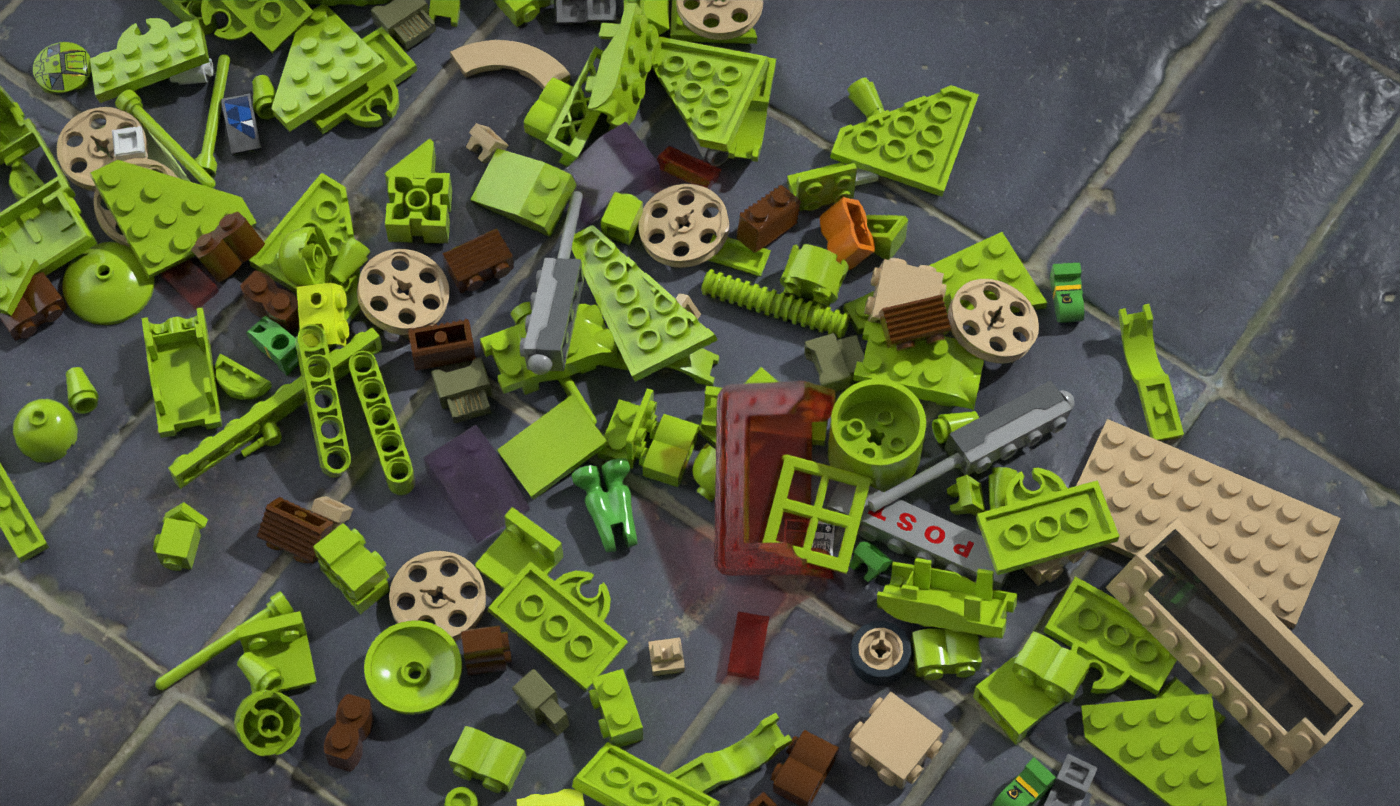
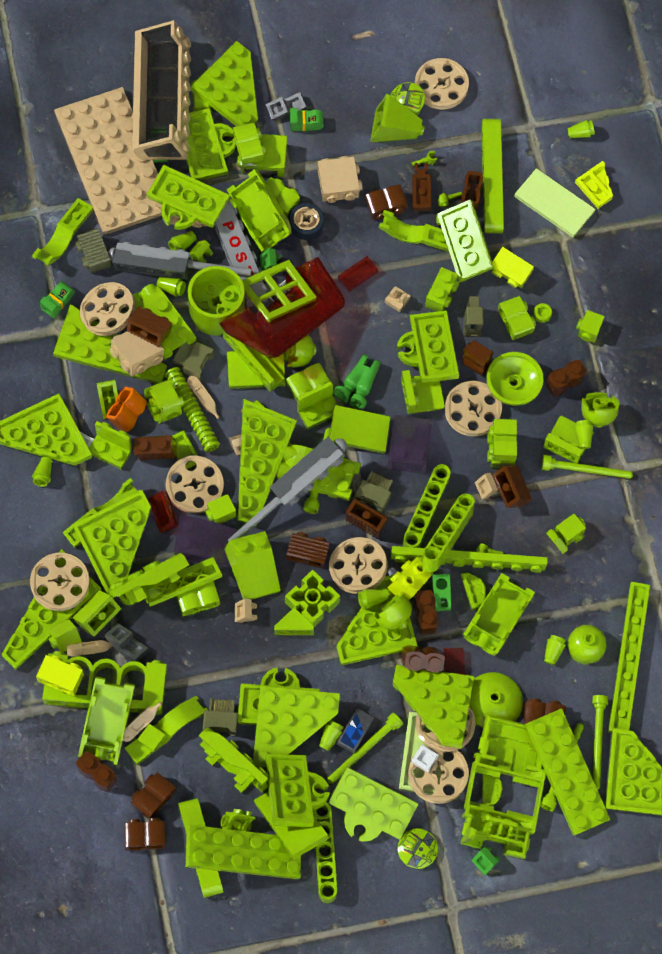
camera: 140 degrees left, 5 degrees up
(131, 103) = (403, 785): lime piece -> none
(509, 55) = (187, 651): tan tile -> none
(779, 333) = (202, 395): none -> tan piece
(1092, 384) = (93, 250): none -> olive brick

